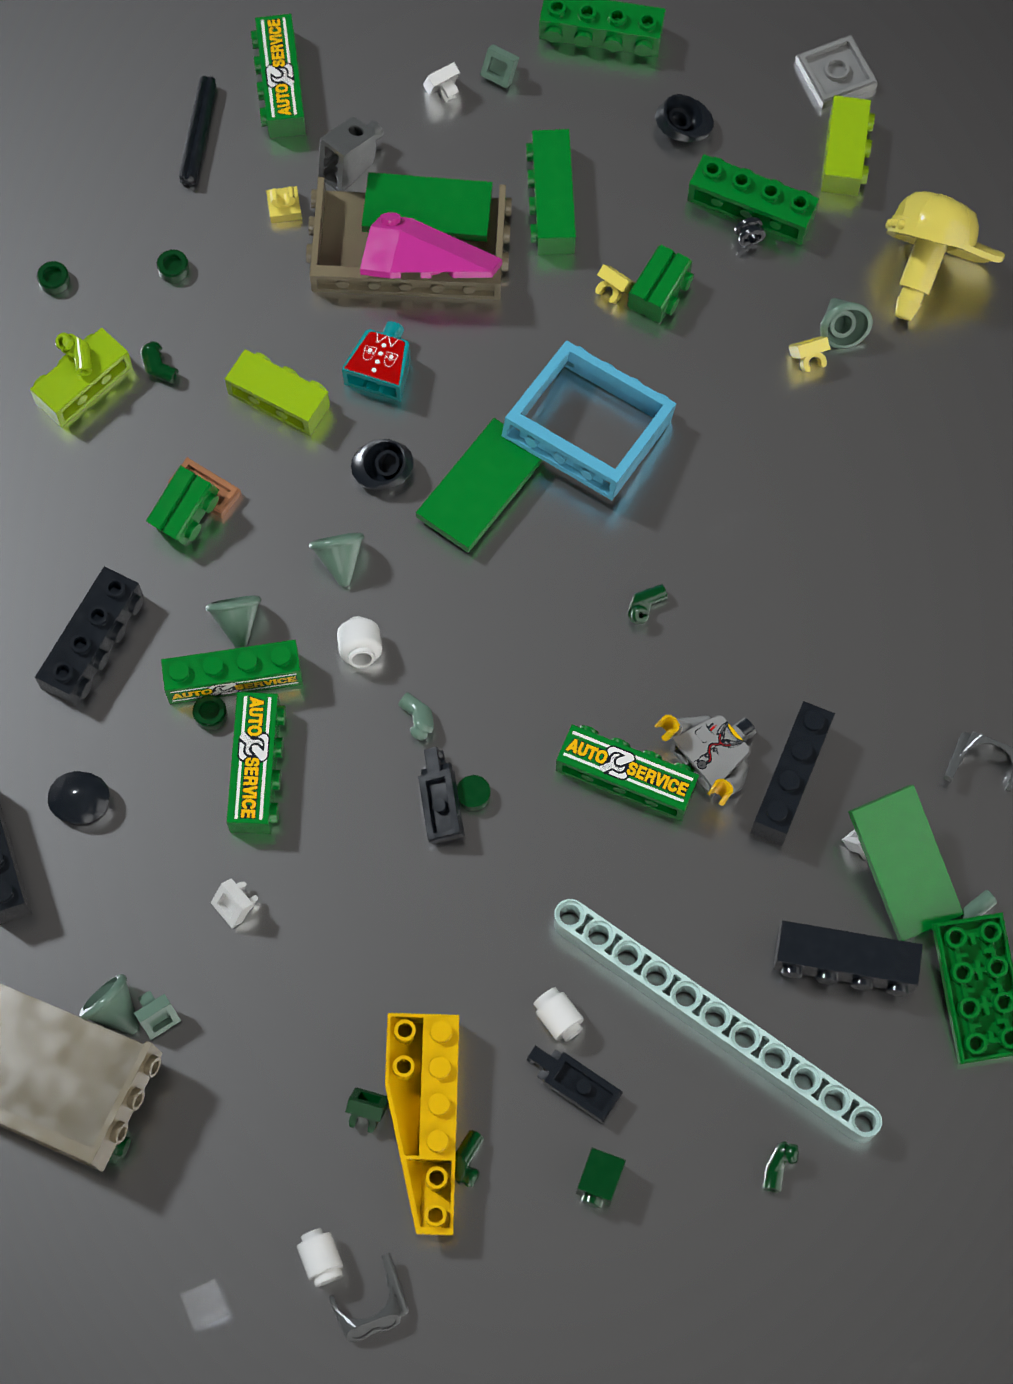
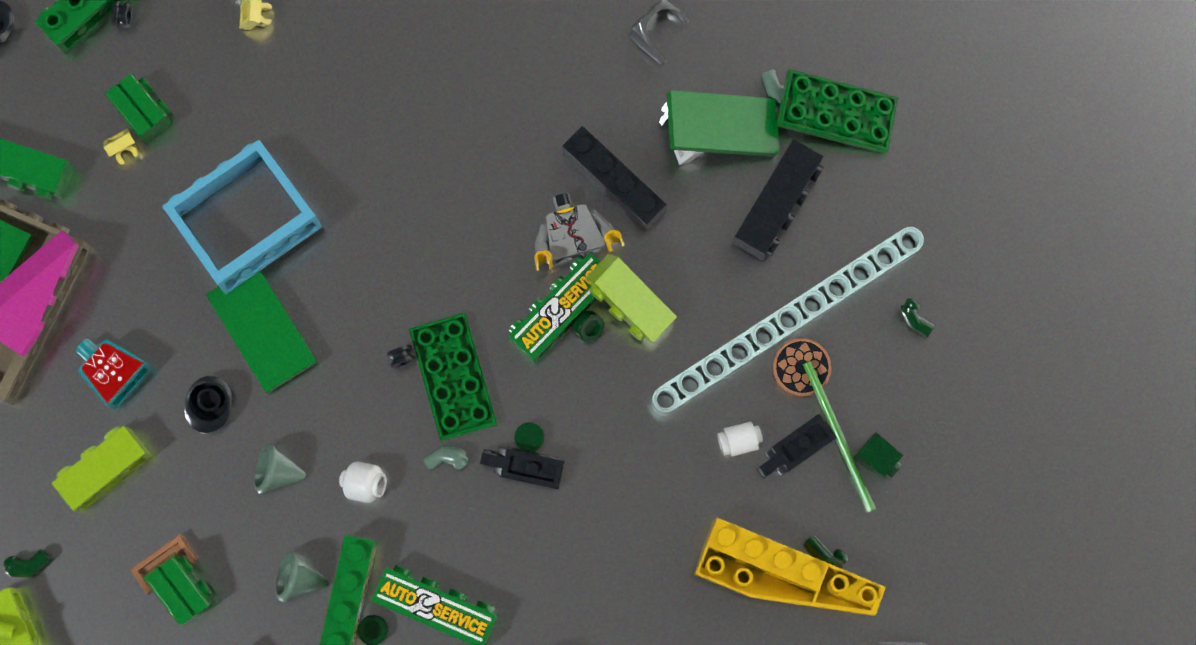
camera: 70 degrees left, 10 degrees up
(367, 1105) = (757, 617): dark green tile -> none
(507, 630) = (401, 356): none -> black bush
(507, 692) = (453, 377): none -> green tile
(606, 1126) = (859, 482): none -> bright green axle
(619, 808) = (589, 326): none -> dark green tile
(642, 601) = (421, 239): dark green arm -> none
(663, 834) = (629, 299): none -> lime brick
(668, 1056) = (789, 367): none -> tile

